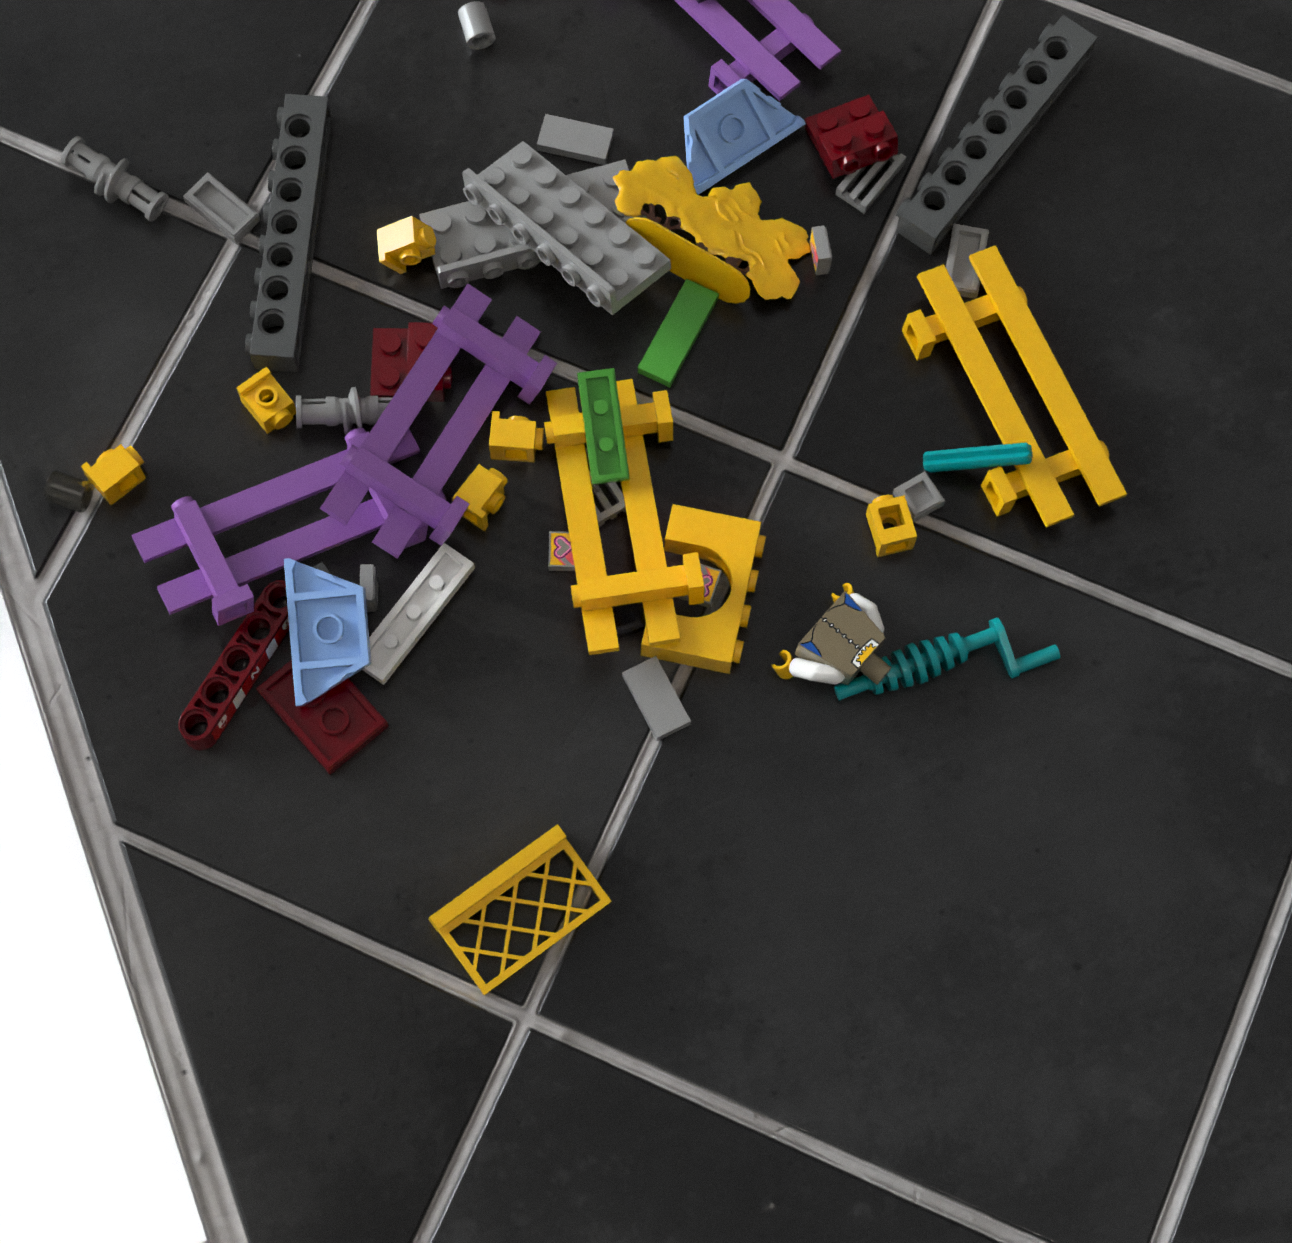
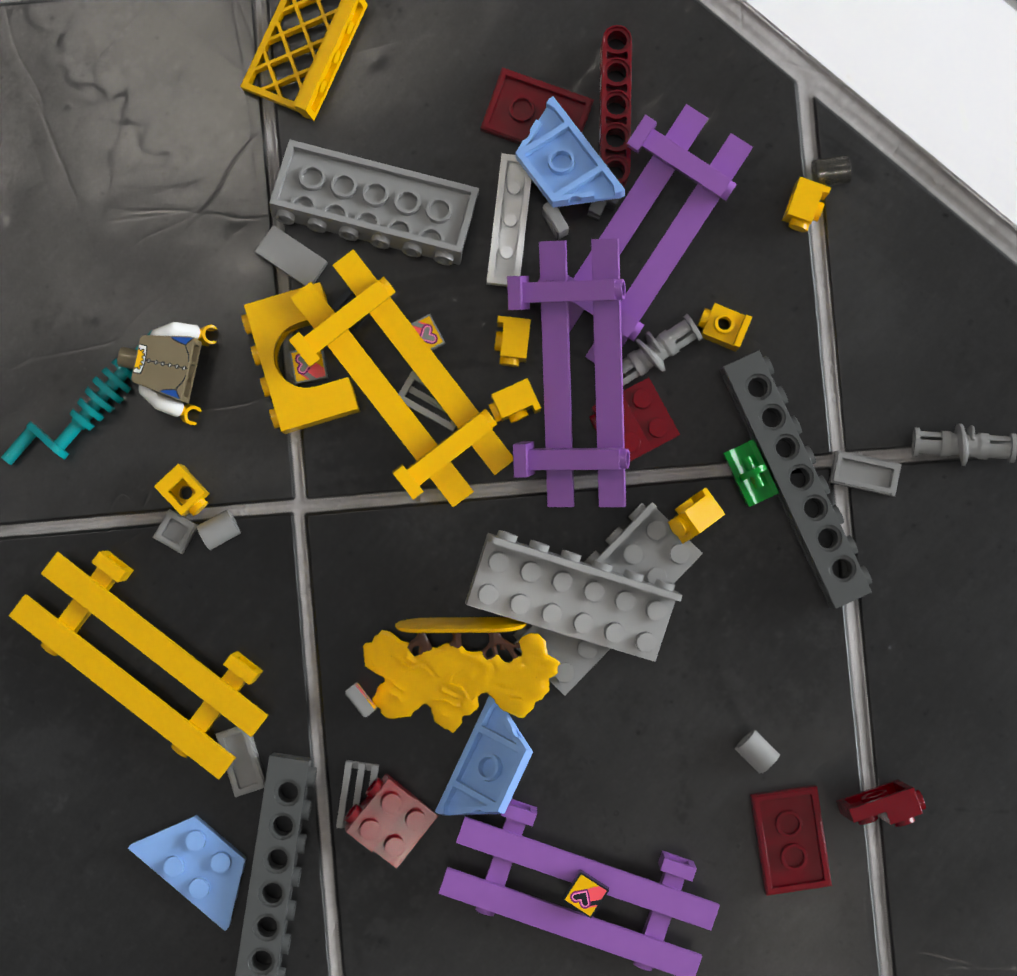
camera: 150 degrees right, 15 degrees up
(329, 256) = (750, 473): none -> green hips
(540, 704) = (373, 202): none -> light grey bracket
(575, 139) = (616, 693): light grey tile -> none
(603, 426) = (445, 439): bright green tile -> none
(678, 333) = (438, 566): bright green tile -> none
(875, 472) = (218, 529): none -> light grey piece
(977, 457) = (140, 581): teal axle -> none
(1057, 193) = (196, 865): none -> light blue wing

